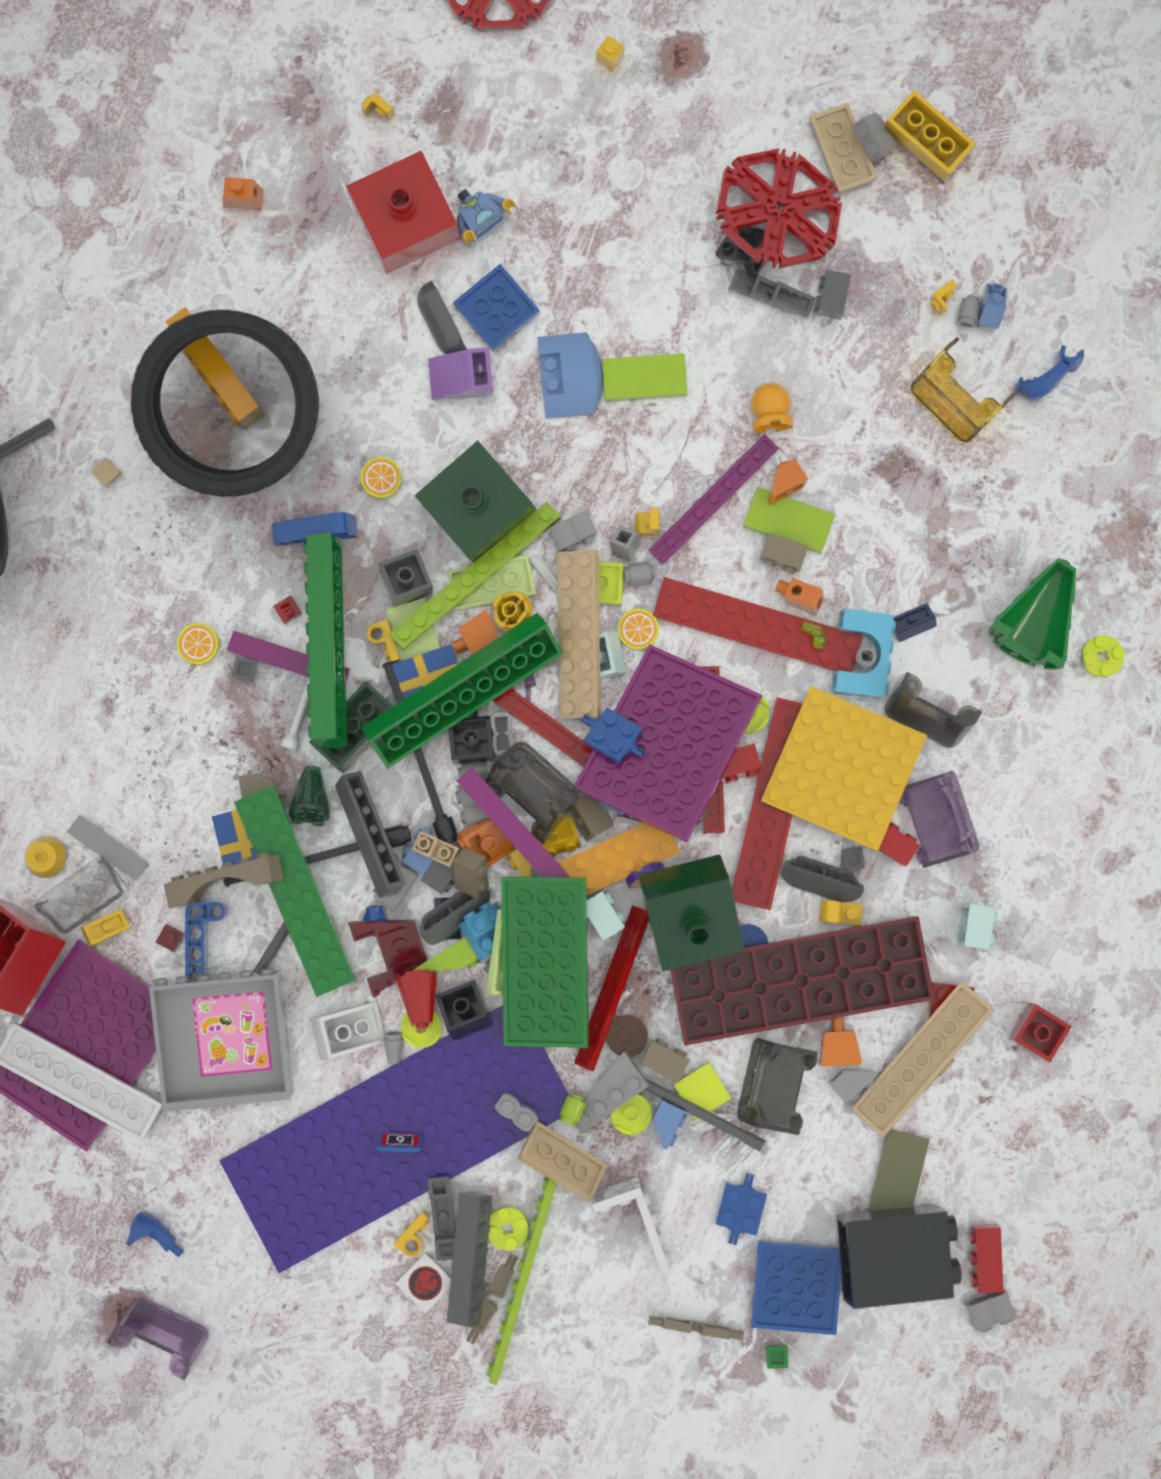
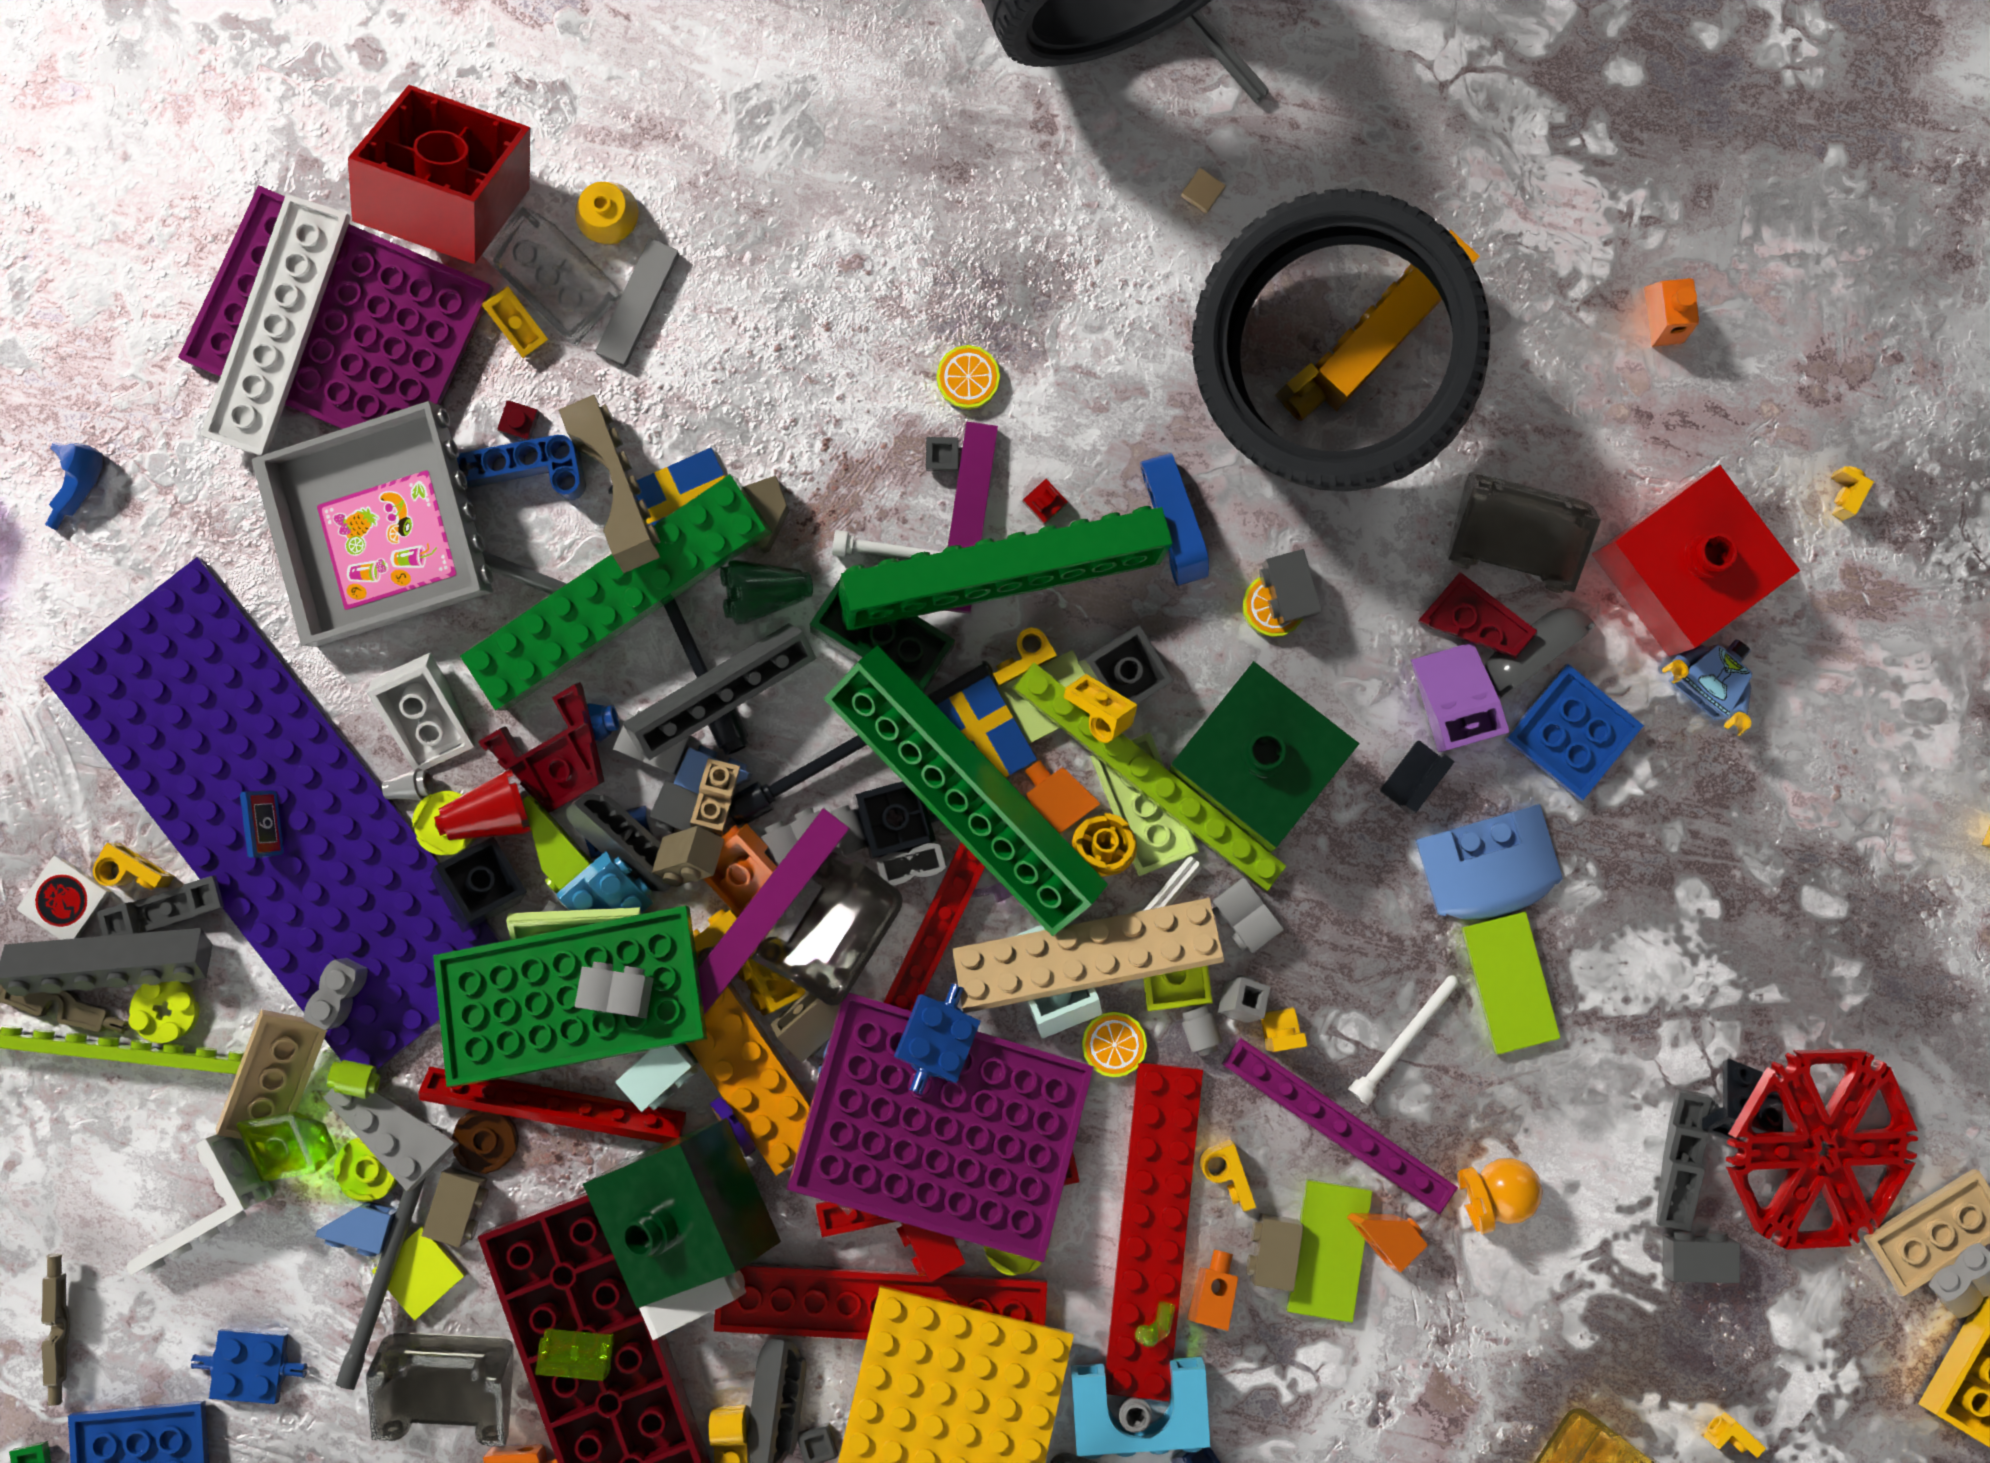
camera: 80 degrees right, 0 degrees up
(250, 434) = (1302, 393): none -> plate
(363, 313) = (1523, 530): none -> clear smoke windscreen
(372, 465) = (1290, 587): none -> dark grey brick
(413, 352) = (1478, 617): none -> dark red wing
(427, 592) = (1108, 710): none -> yellow plate
(506, 410) = (1416, 777): none -> black panel
(545, 929) = (614, 991): none -> light grey brick
(606, 1159) = (286, 1145): none -> clear neon green slope
(693, 479) = (1365, 1087): none -> white piece
(741, 568) = (1232, 1170): none -> yellow plate
(747, 916) = (689, 1305): none -> white slope
(766, 994) = (574, 1354): none -> clear neon green hinge

